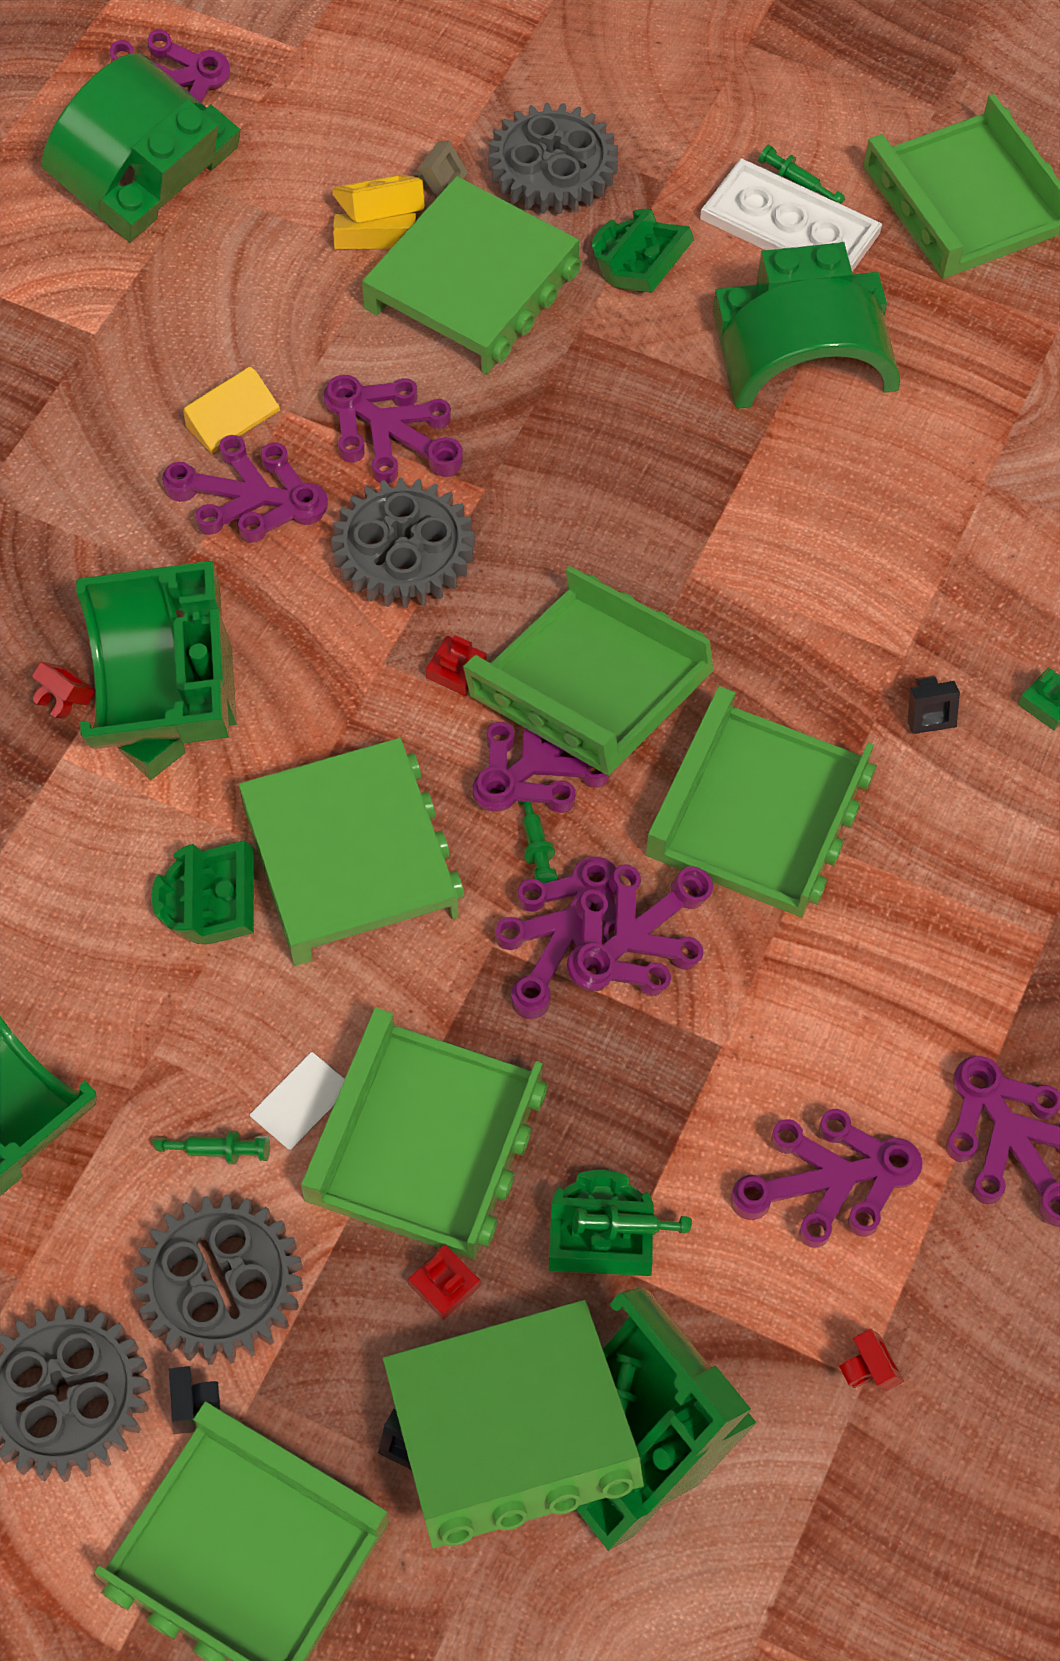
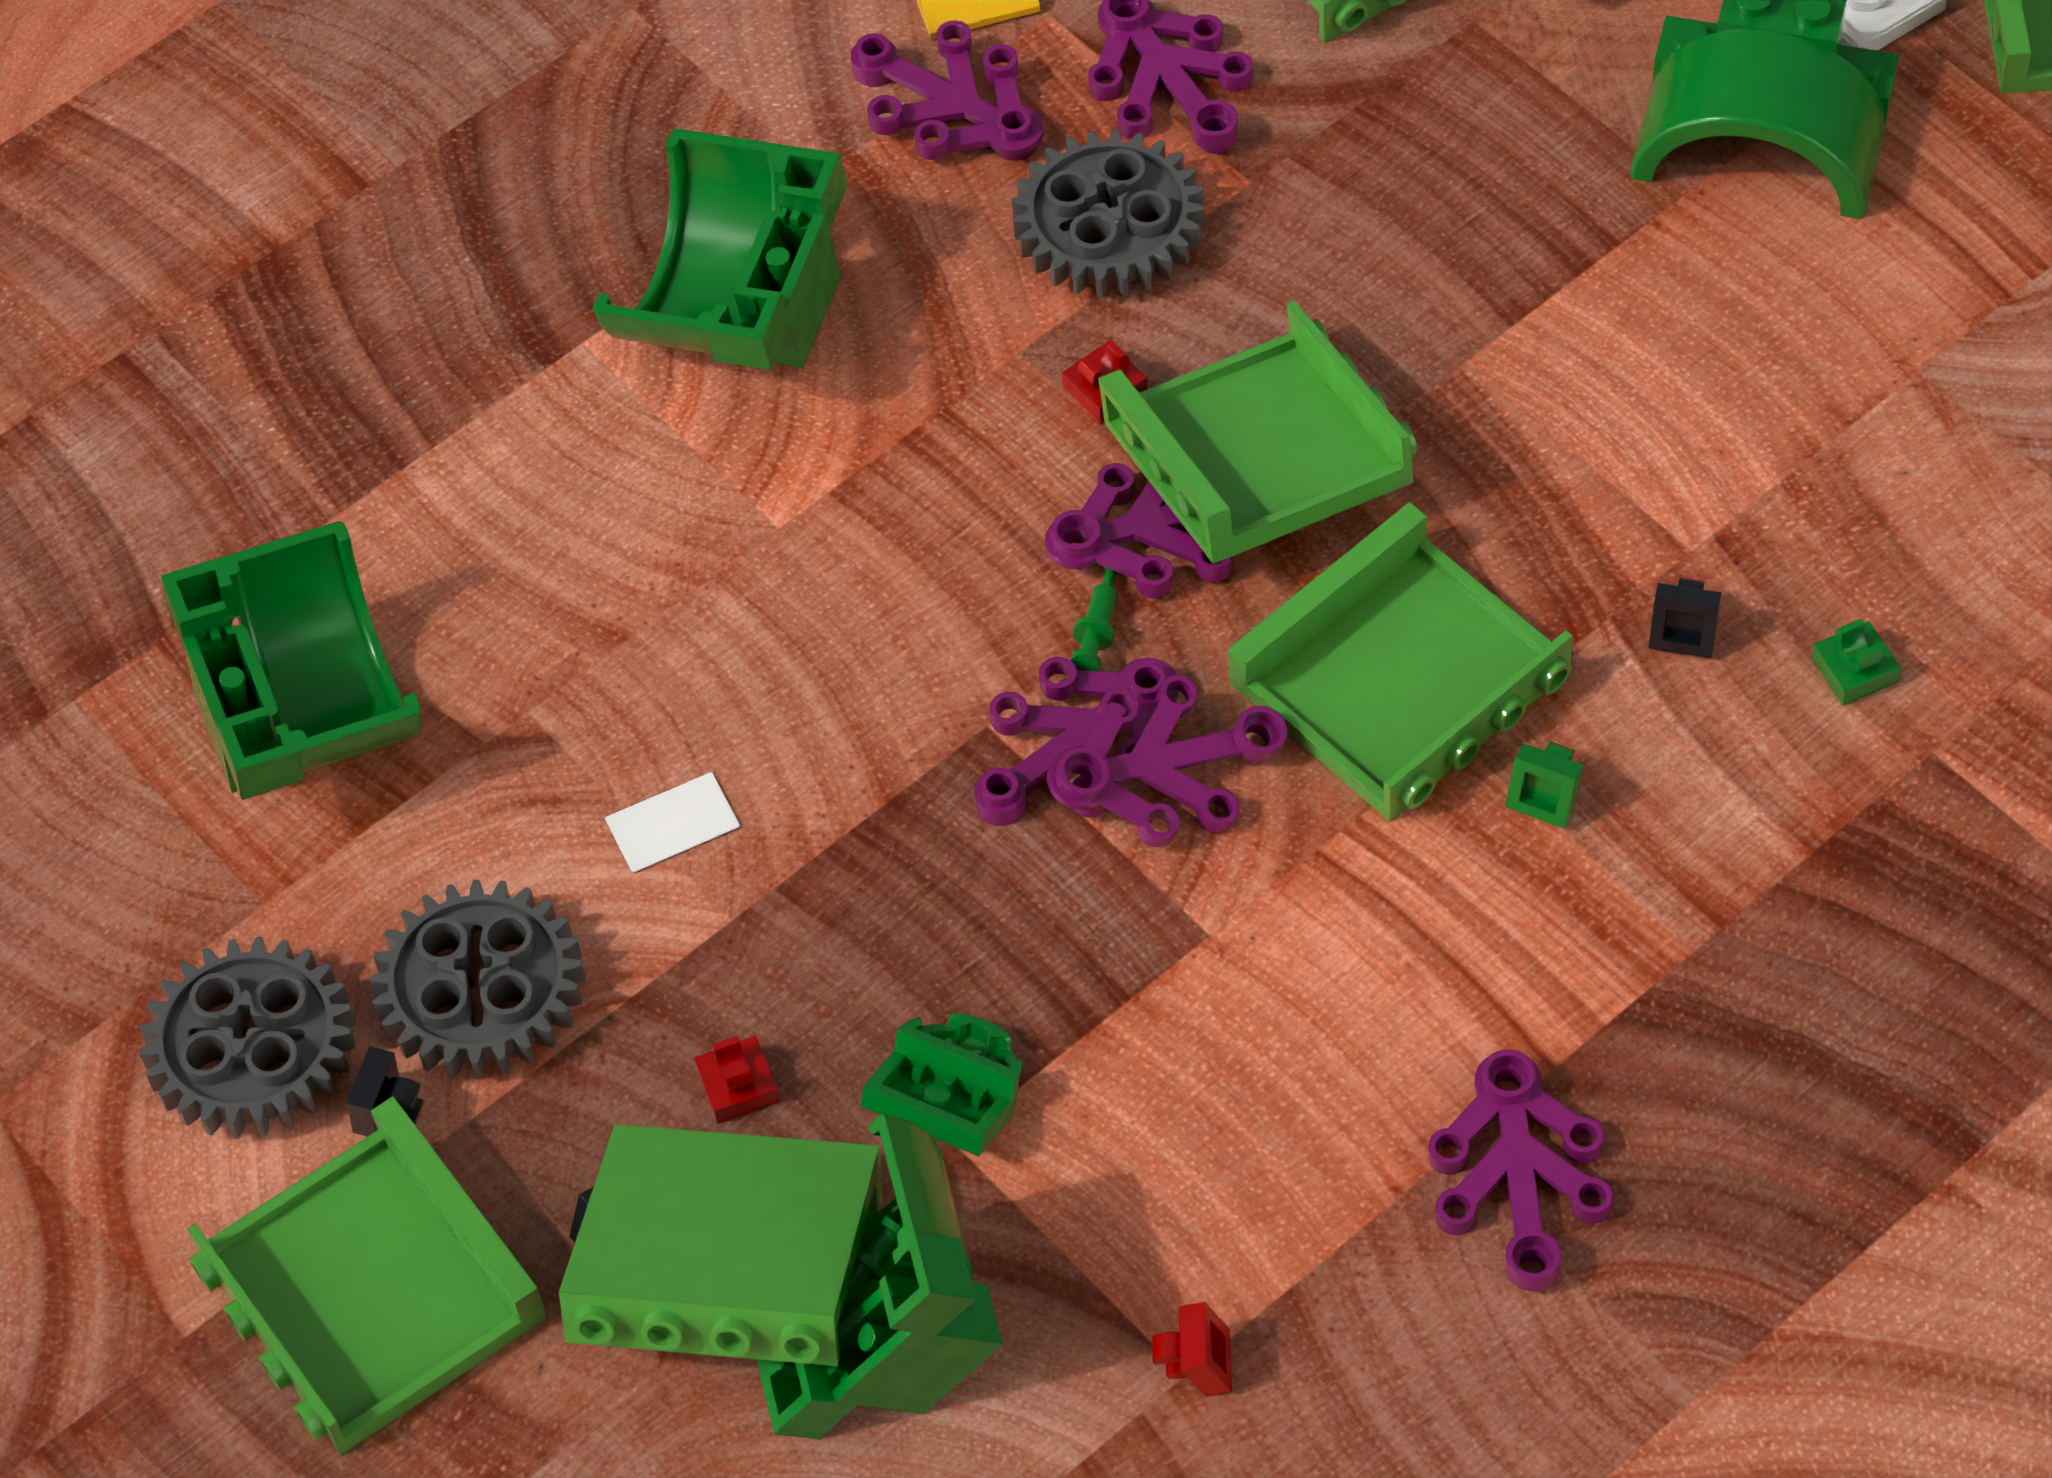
camera: 30 degrees right, 5 degrees down
(63, 685) = (616, 257): red tile -> none
(154, 756) = (689, 372): green slope -> none
(207, 893) = (672, 548): green slope -> none
(226, 1147) = (560, 841): green piece -> none
(349, 846) = (864, 546): bright green panel -> none
(424, 1138) = (789, 906): bright green panel -> none
(625, 1223) = (976, 1083): green piece -> none
(833, 1175) = (1264, 1130): magenta plant -> none
(901, 855) = (1545, 783): none -> green tile

